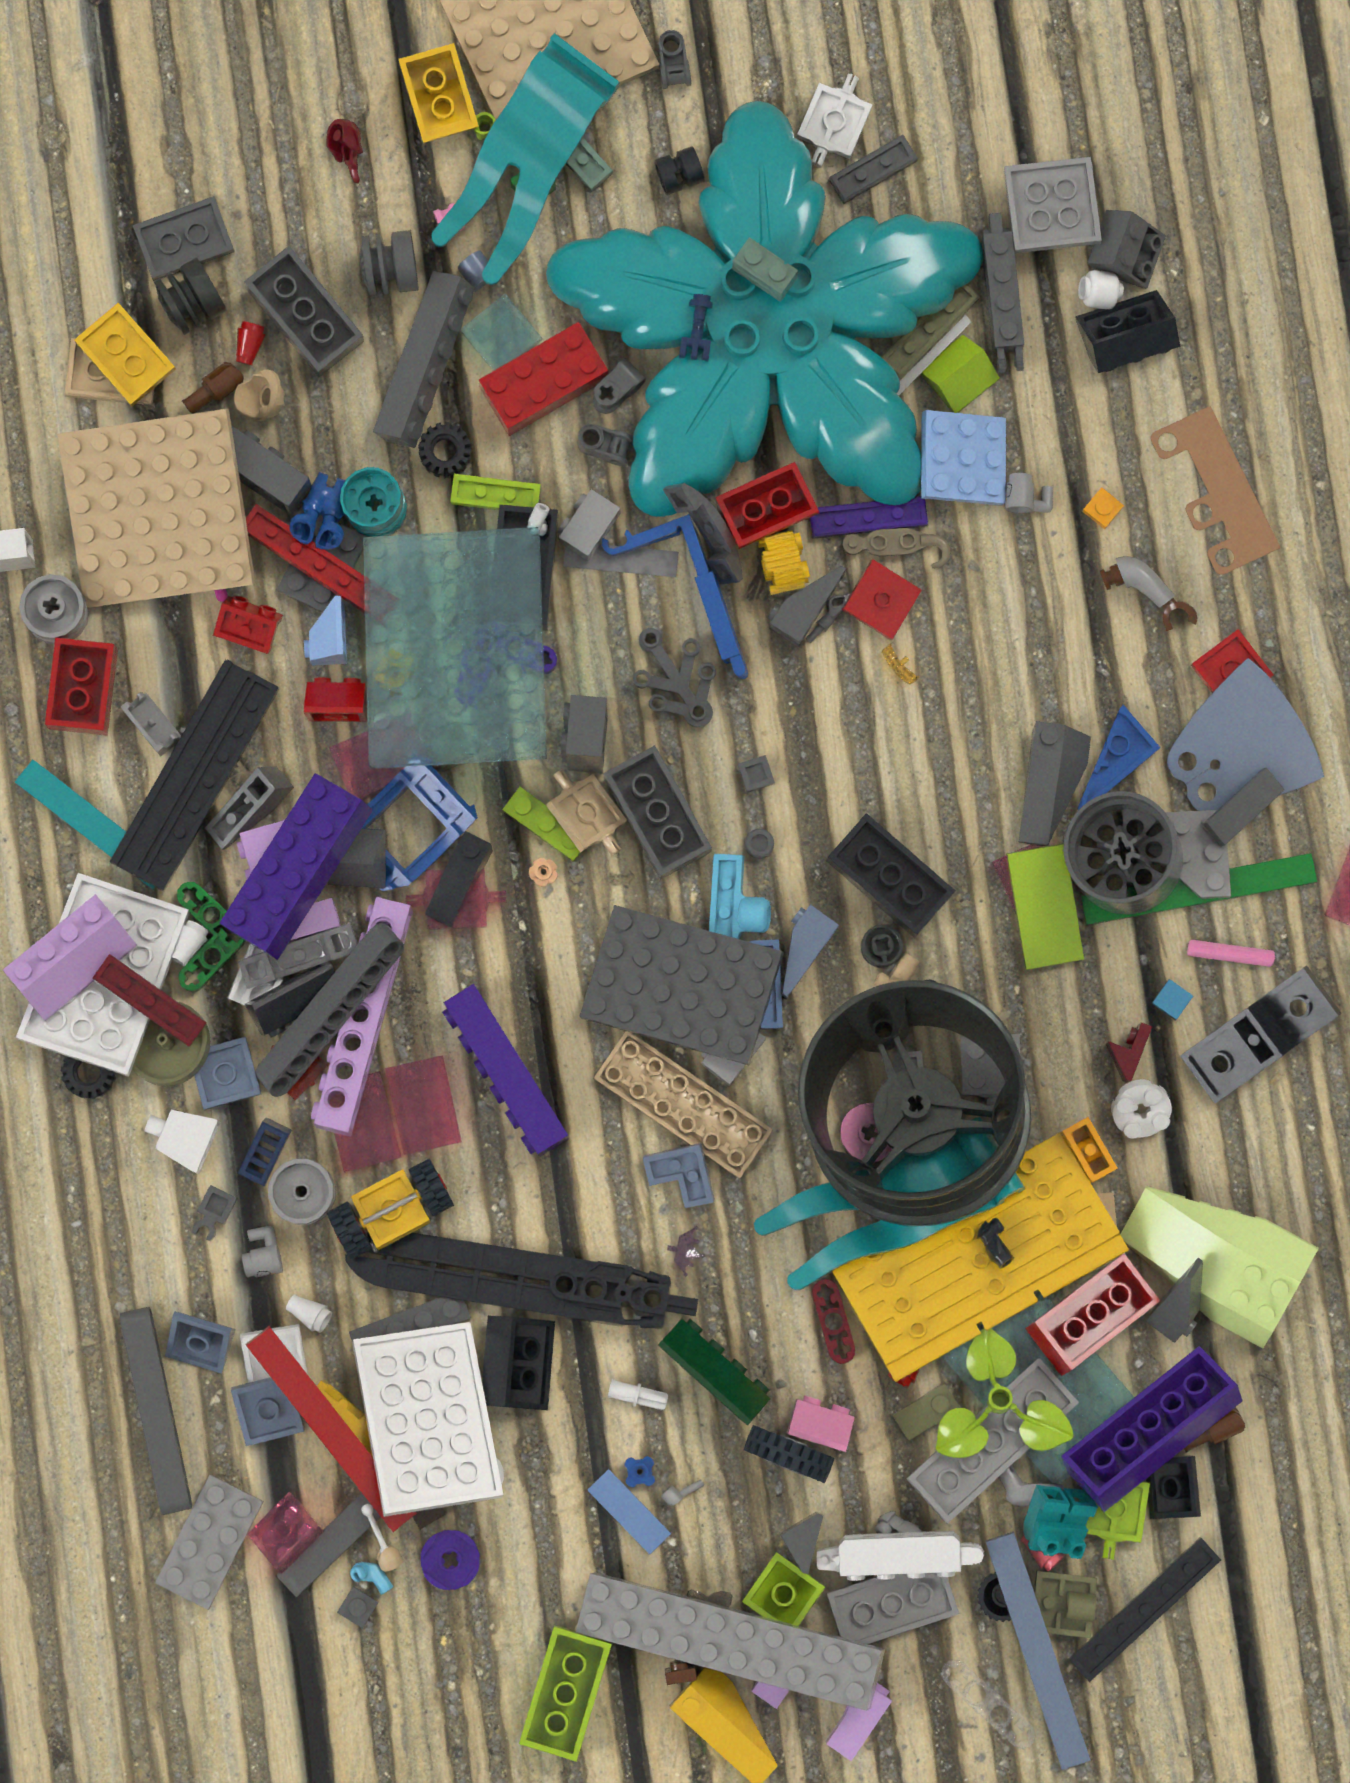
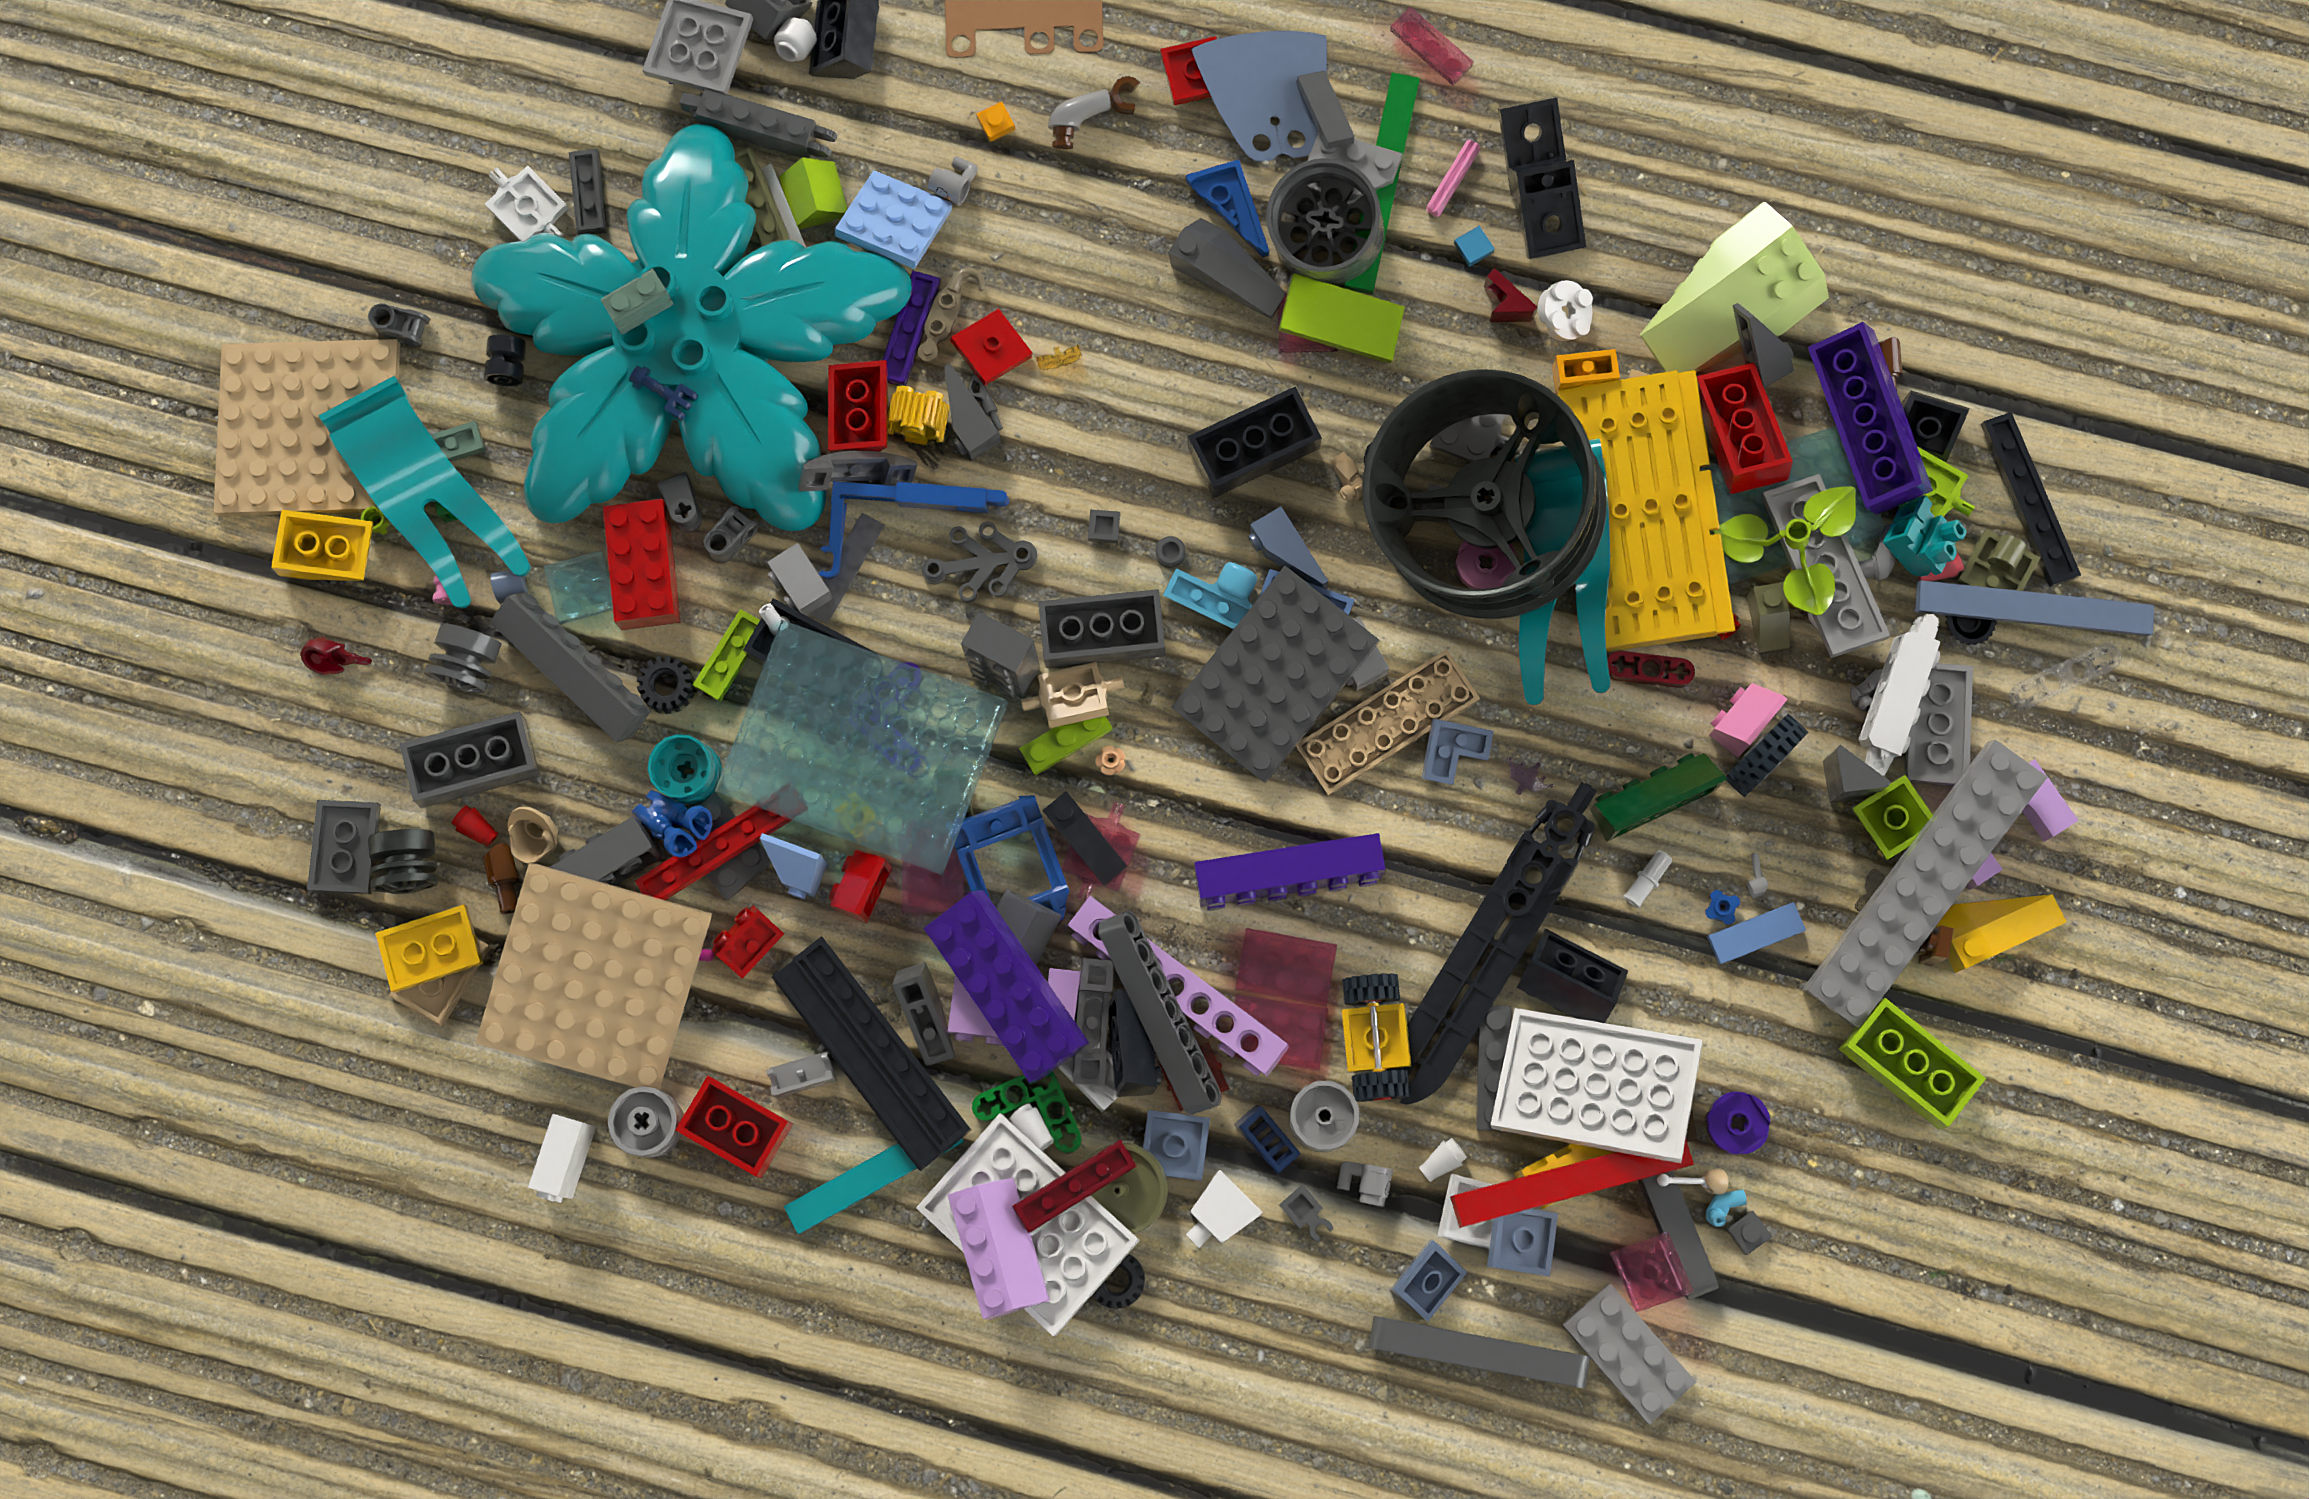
camera: 60 degrees left, 5 degrees down
(881, 946) = (1315, 480): pearl dark grey wheel -> none
(995, 1247) = (1644, 485): black arm -> none

